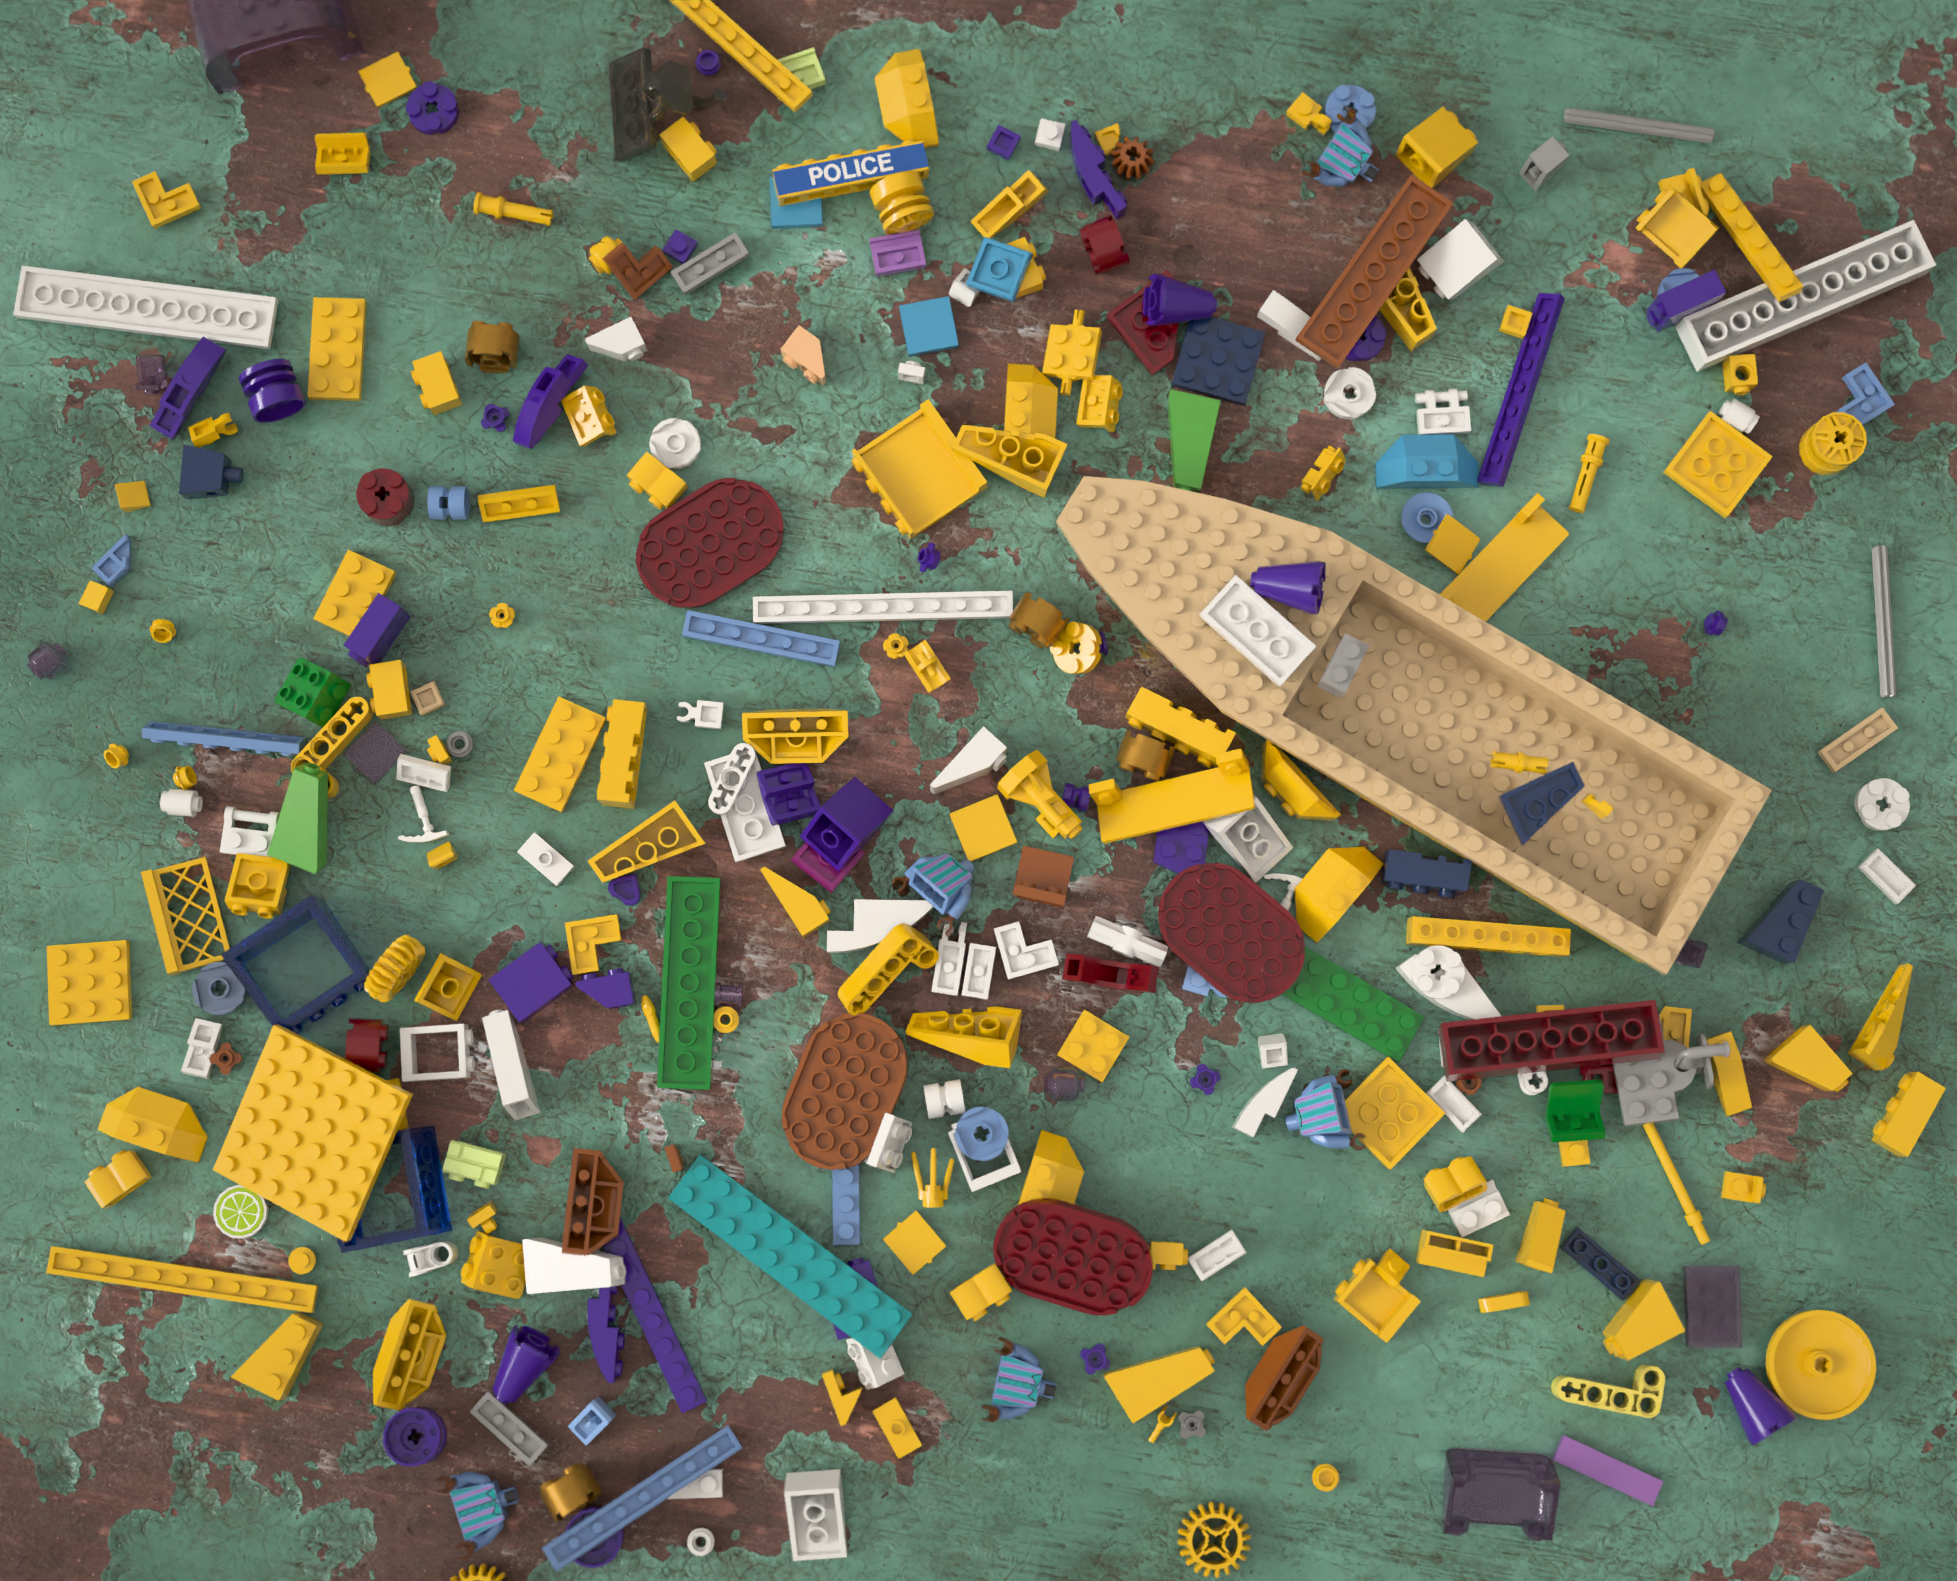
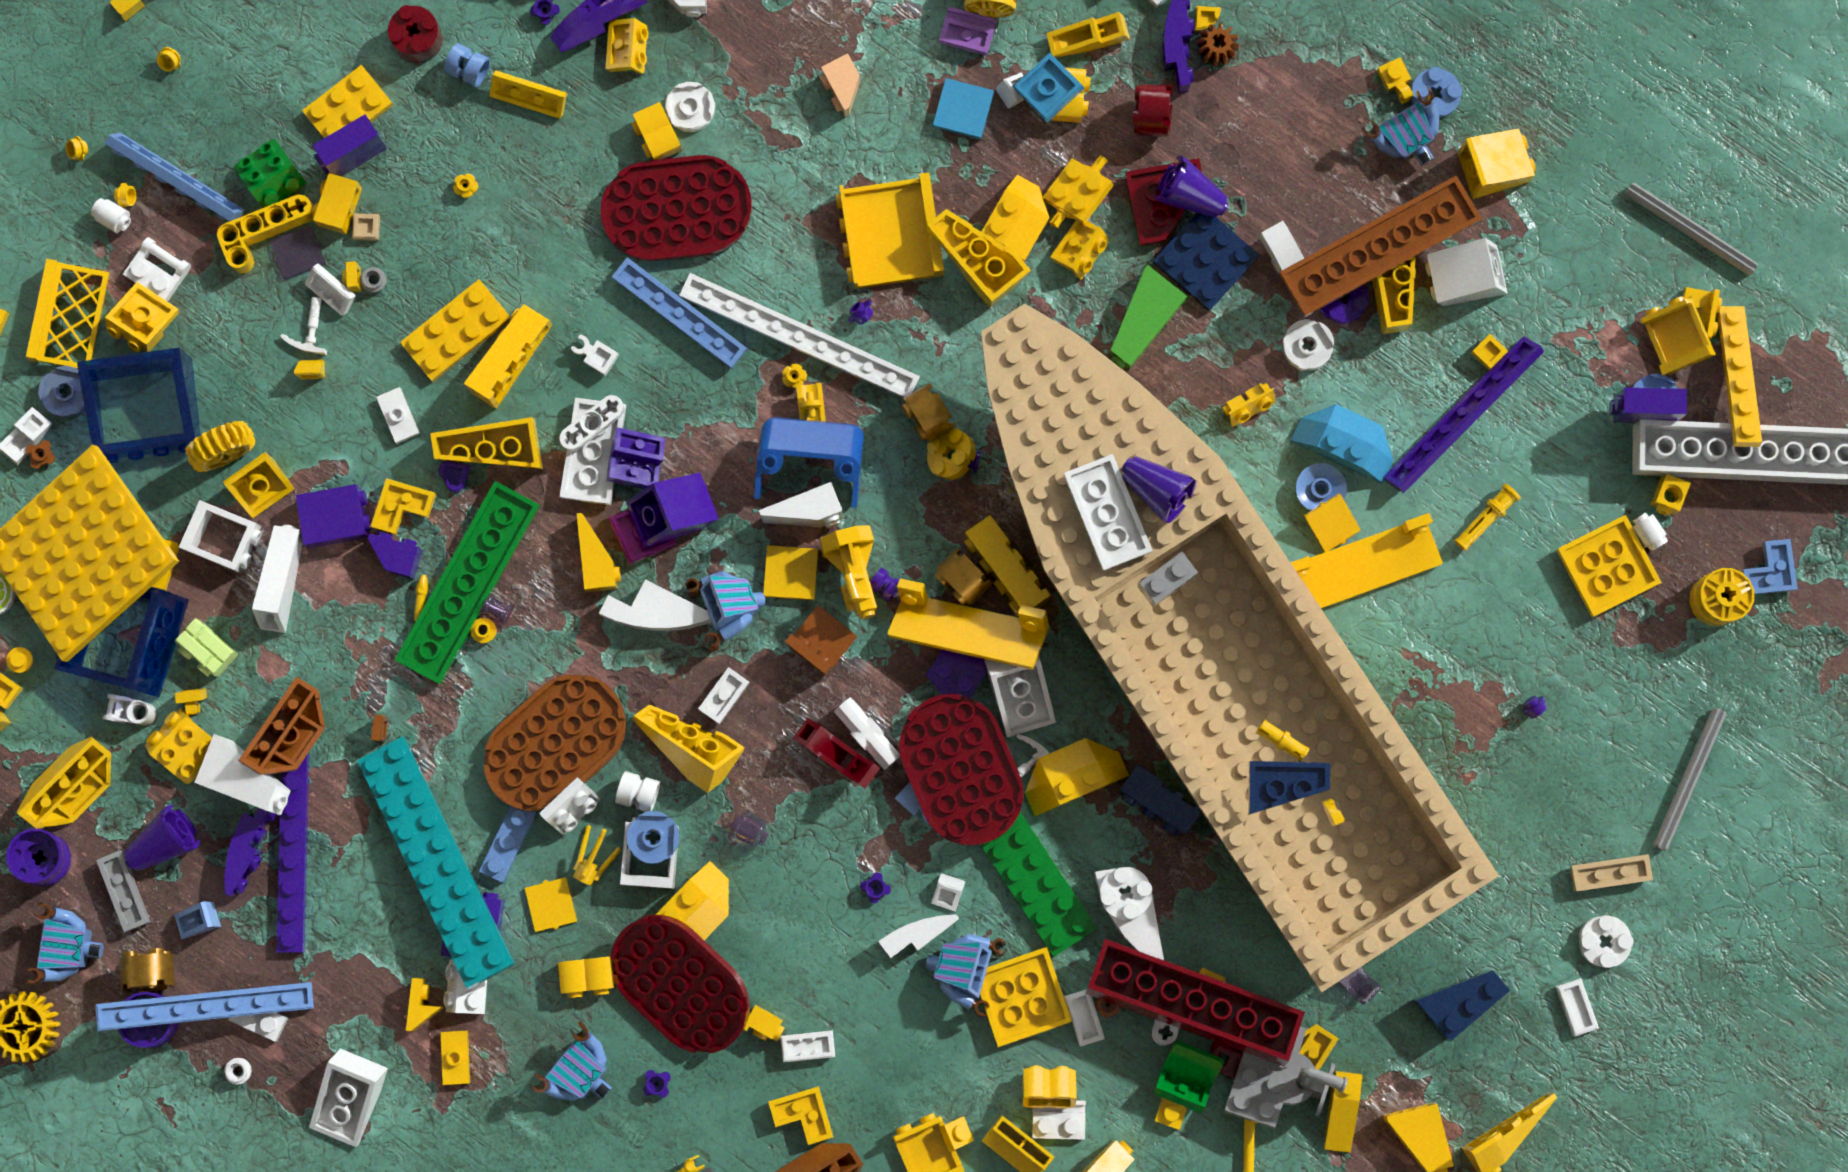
camera: 30 degrees right, 0 degrees up
(47, 660) = (58, 38): clear purple head -> none
(302, 823) = (205, 280): bright green slope -> none
(366, 1042) = (163, 500): dark red brick -> none
(795, 733) = (666, 410): yellow wedge -> none
(884, 964) = (644, 648): yellow beam -> none
(911, 372) = (927, 142): white plate -> none
(945, 696) = (813, 440): none -> windscreen
(949, 963) = (702, 676): white hinge -> none
(1018, 958) = (765, 702): white plate -> none
(1093, 1046) = (791, 810): yellow plate -> none
(1156, 1381) = (695, 1129): yellow slope -> none
(1292, 787) = (1081, 670): yellow wedge -> none
(1446, 419) = (1379, 408): white plate -> none
(1488, 936) = (1189, 885): yellow brick -> none
(1544, 163) = (1585, 222): light grey brick -> none

